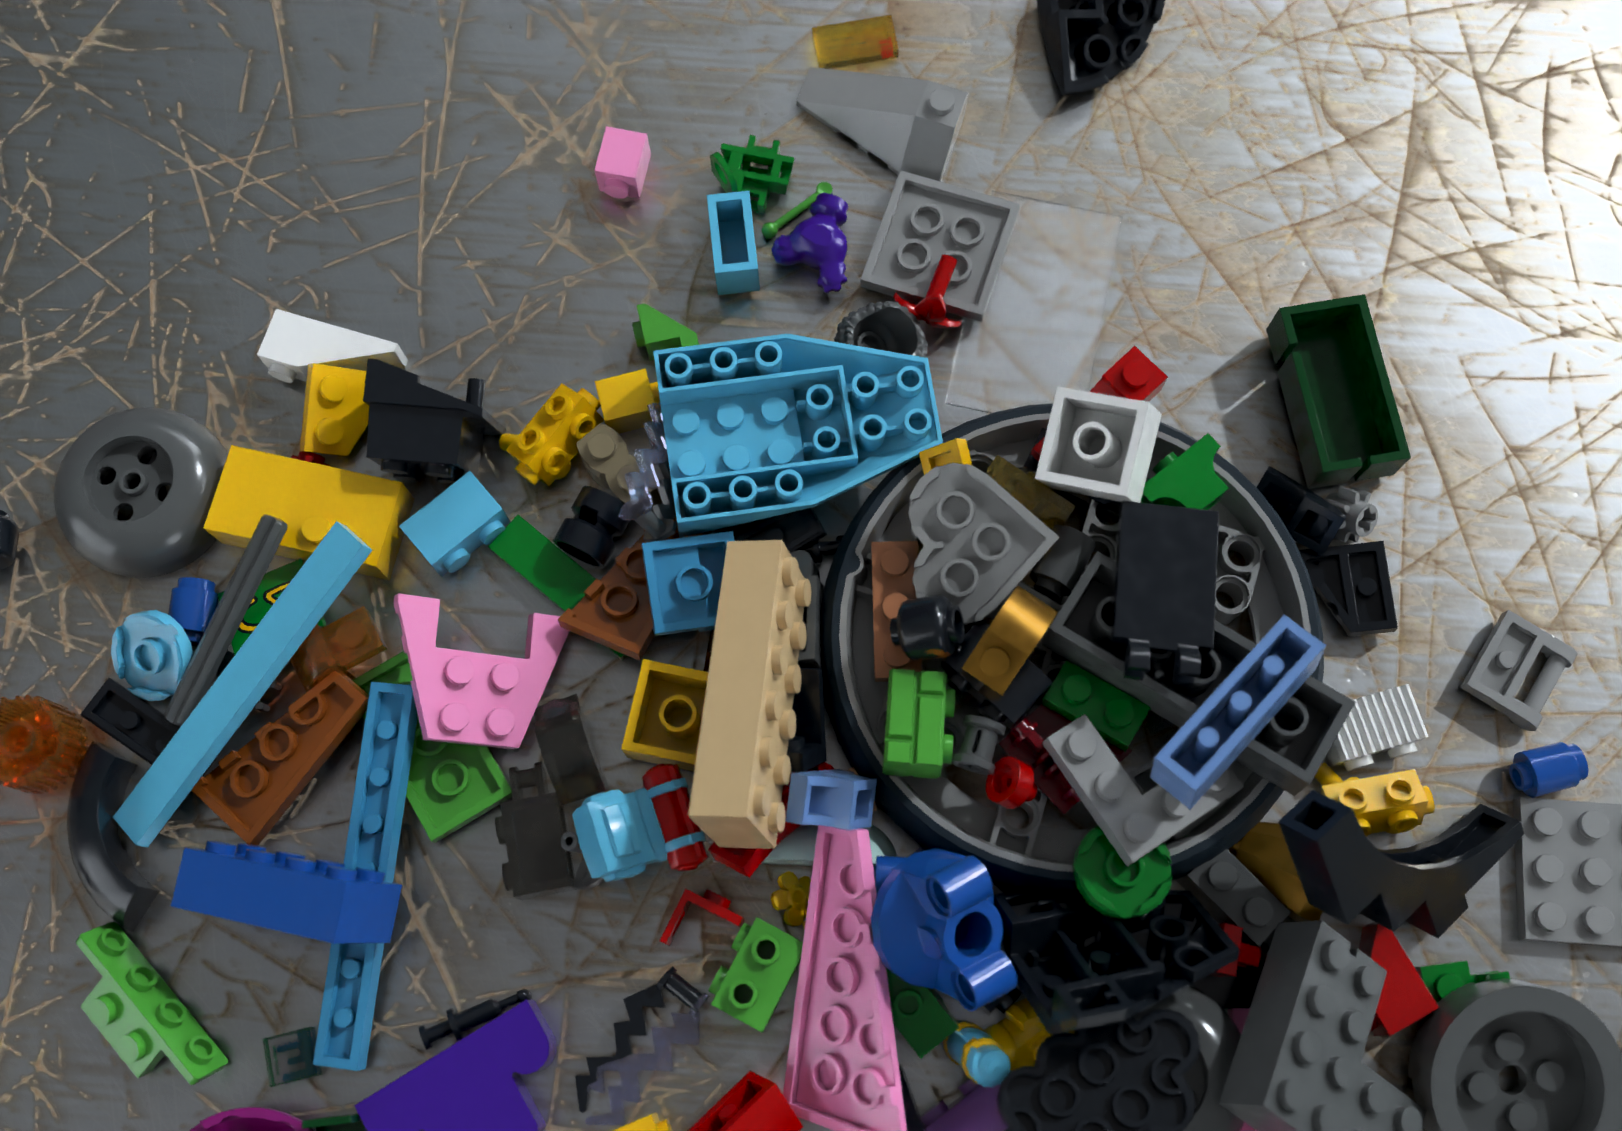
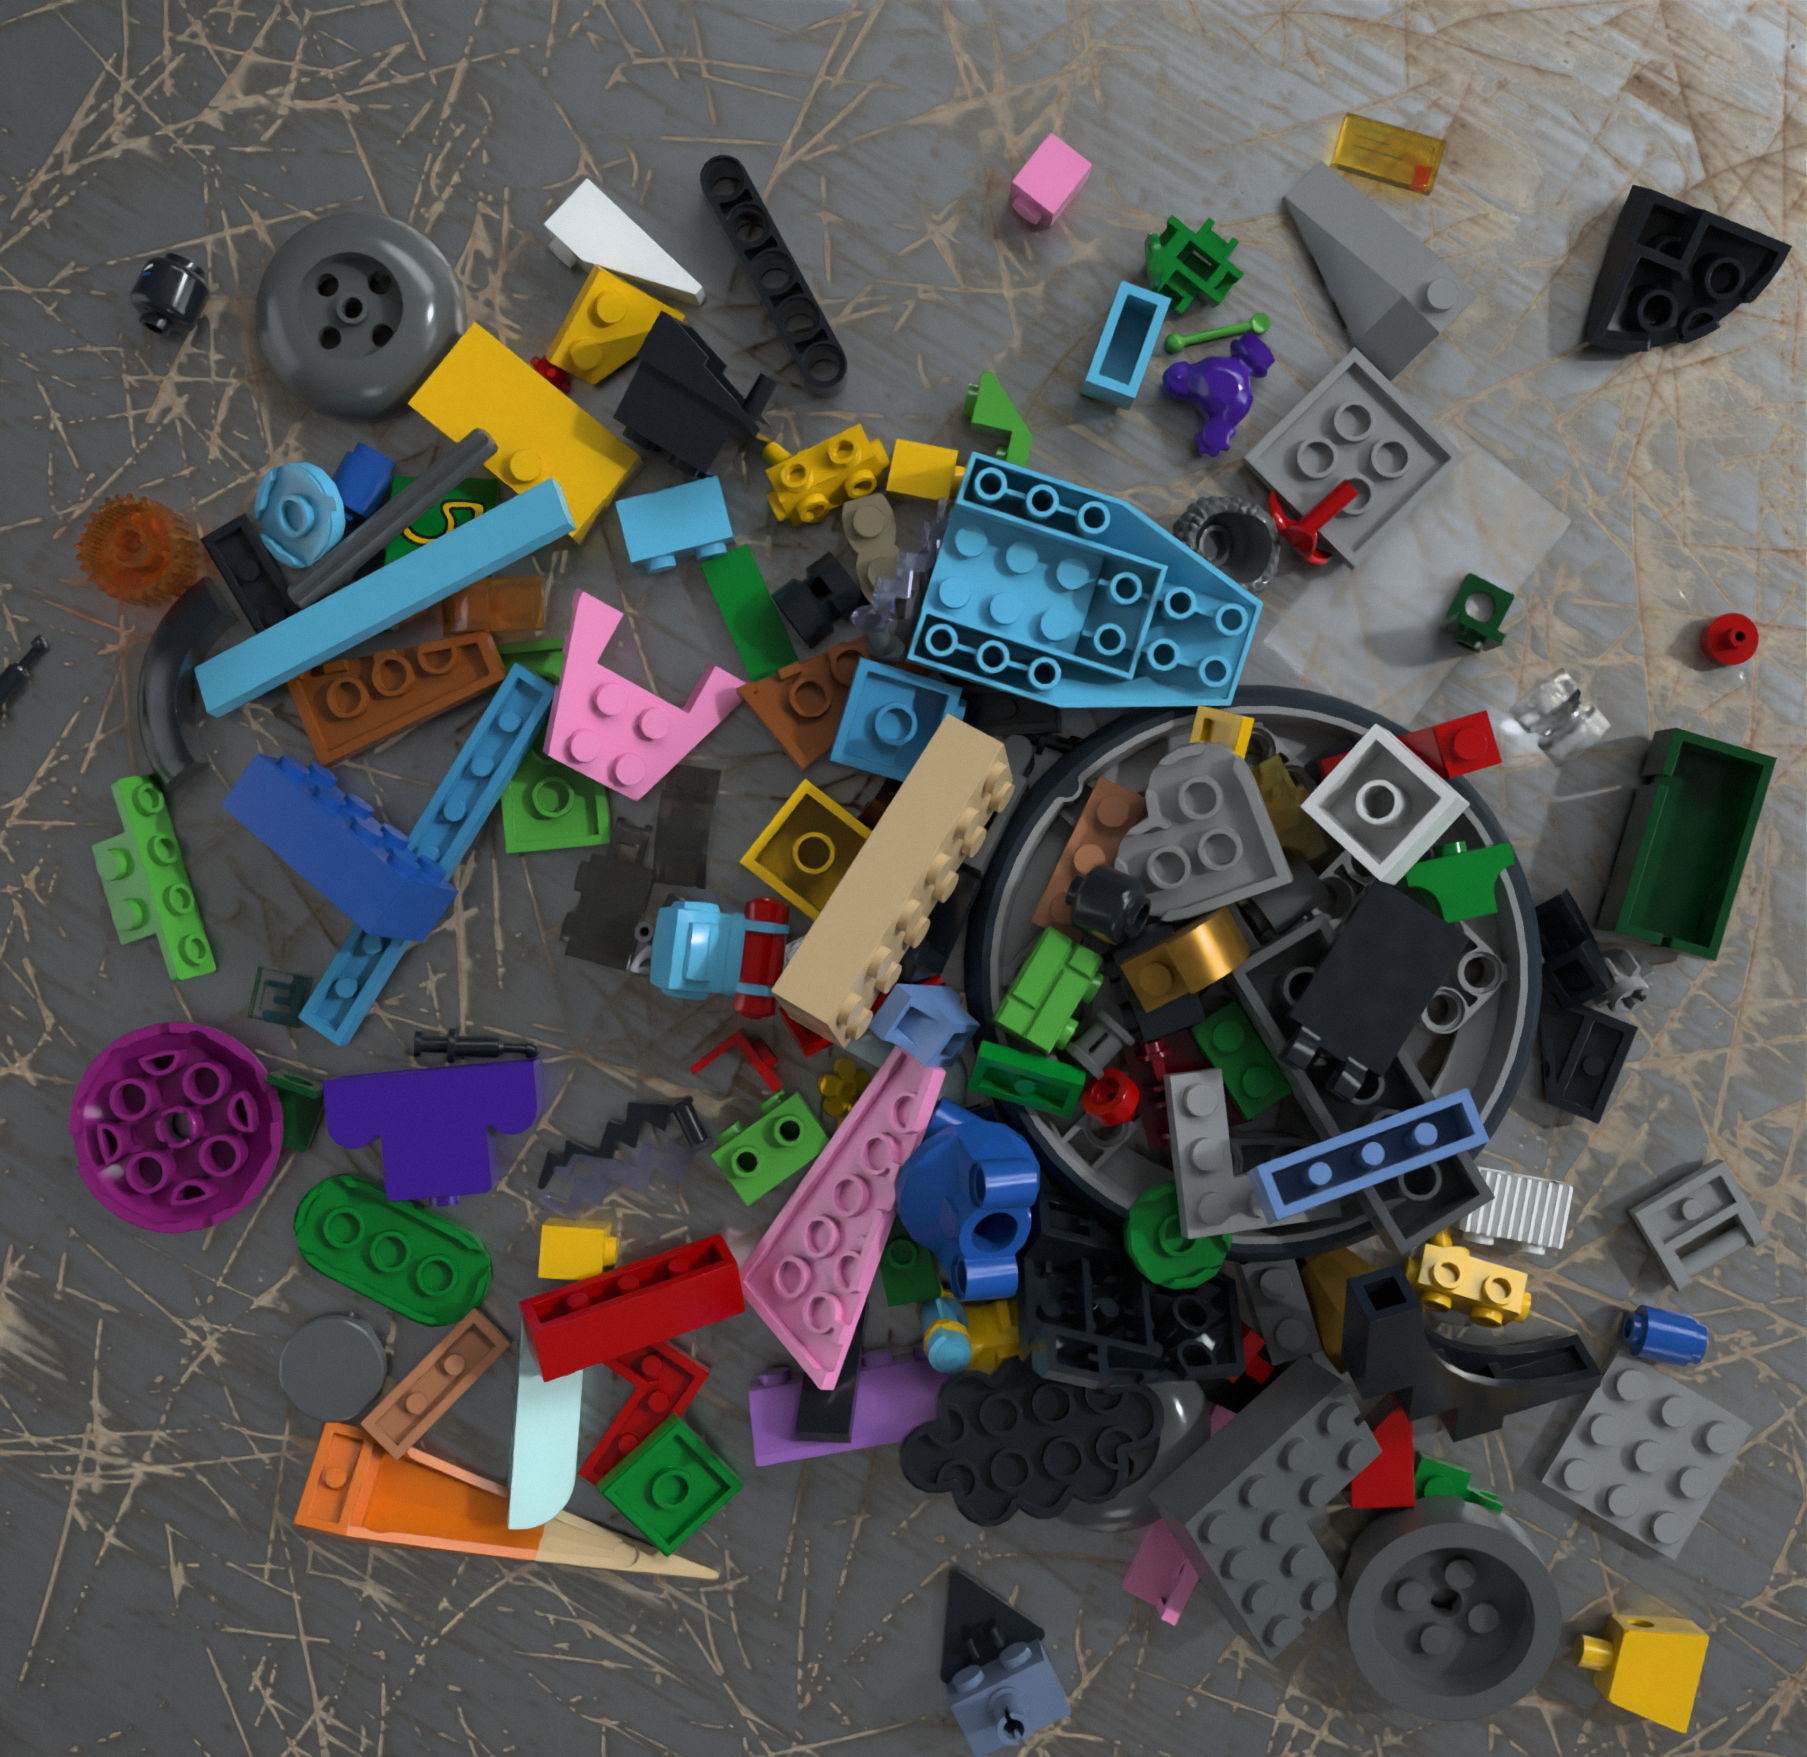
camera: 25 degrees right, 15 degrees up
(439, 303) = (767, 253): none -> black beam
(935, 801) = (1026, 1079): none -> green plate
(1091, 317) = (1470, 632): none -> dark green bracket
(1192, 348) = (1559, 718): none -> clear wheel
(1280, 242) = (1729, 639): none -> red tile

